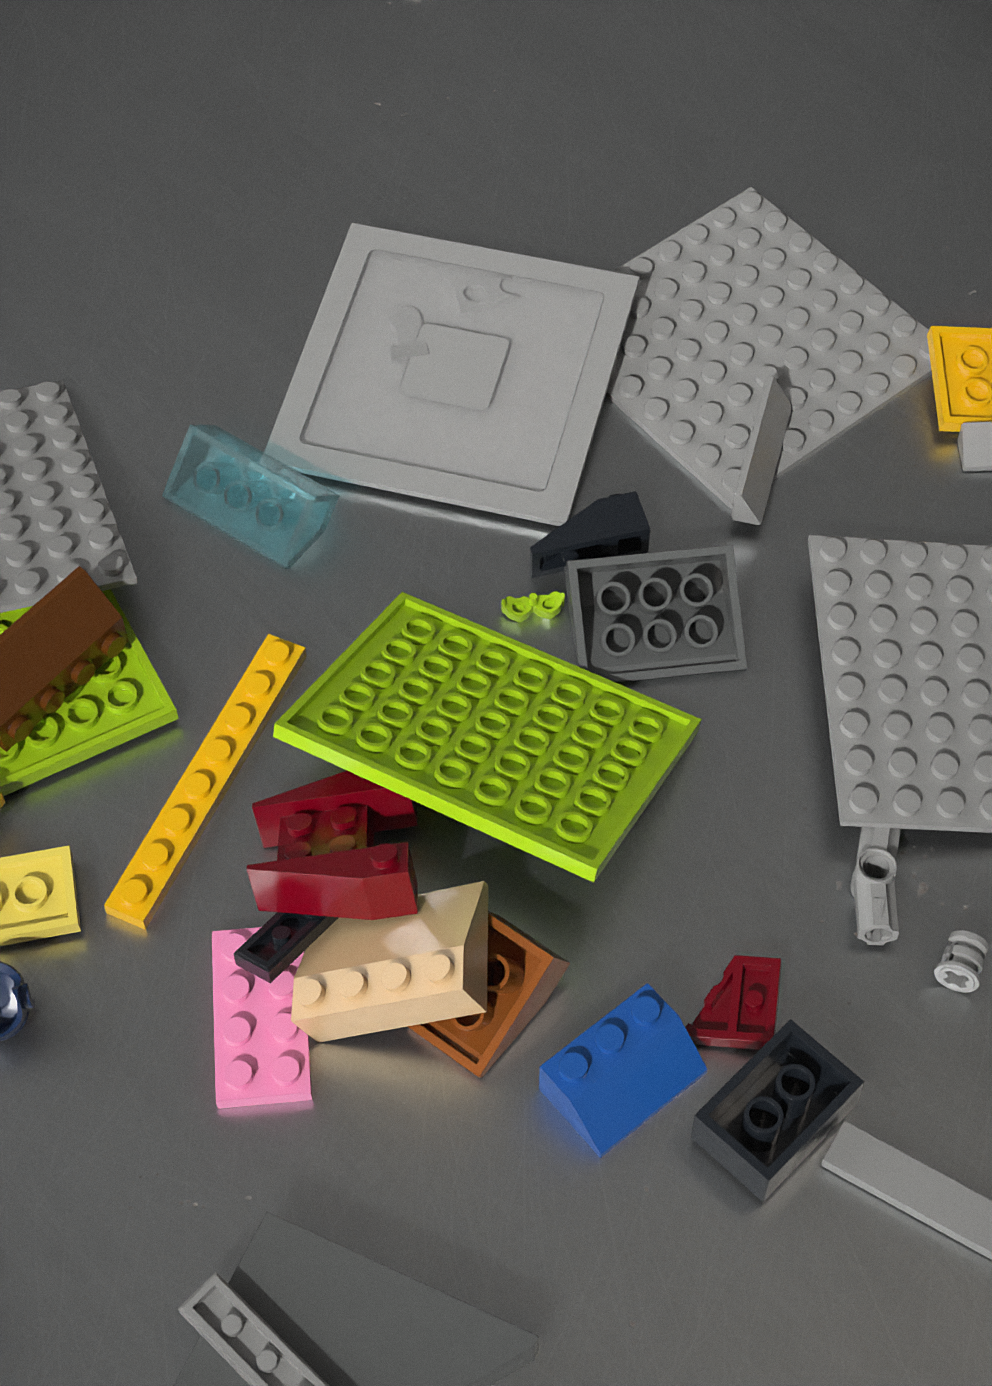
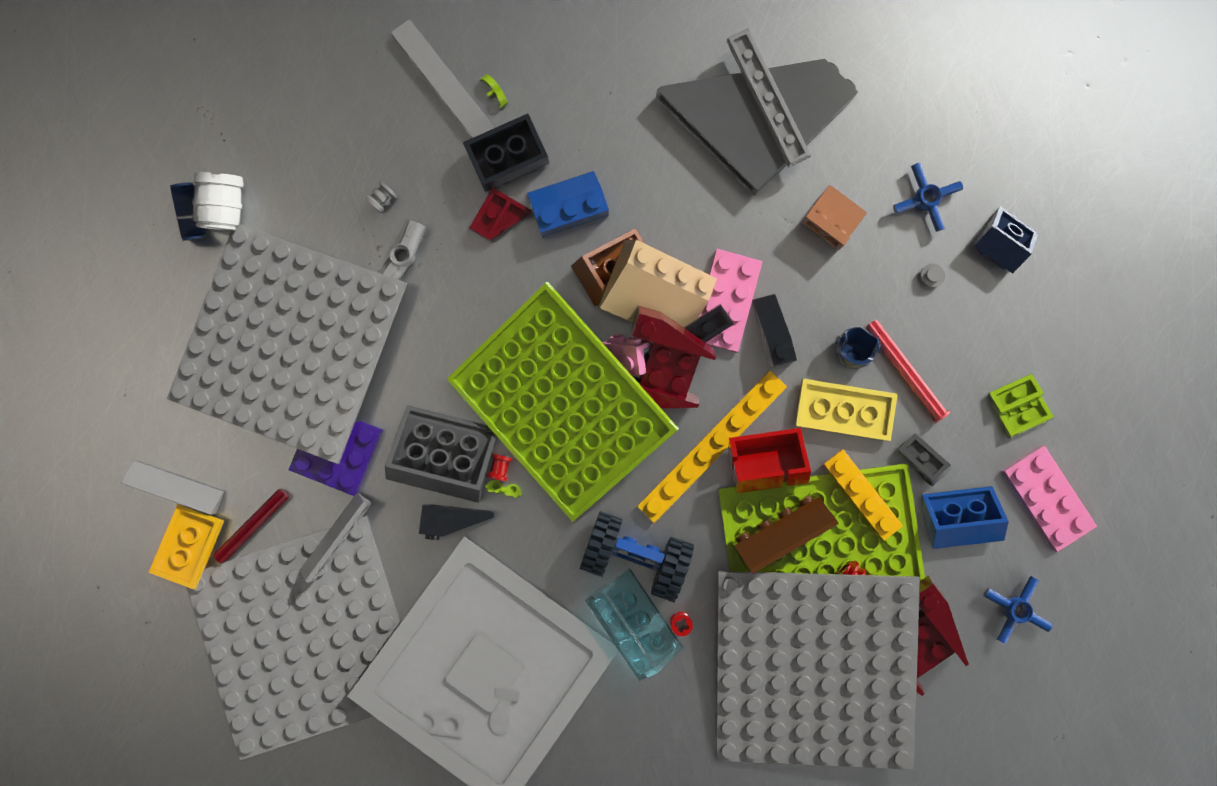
camera: 165 degrees left, 30 degrees up
(99, 1227) = (834, 217): none -> nougat bracket
(103, 766) = (769, 460): none -> red piece
(155, 984) = (774, 331): none -> black slope
(174, 511) = (685, 630): none -> red bush
(222, 565) = (670, 565): none -> black plate
(429, 845) = (629, 352): none -> bright pink bracket
(553, 626) = (499, 467): none -> red bush
(788, 567) = (351, 470): none -> dark purple plate
(864, 1243) = (487, 79): none -> lime piece
(895, 439) = (250, 526): none -> dark red axle

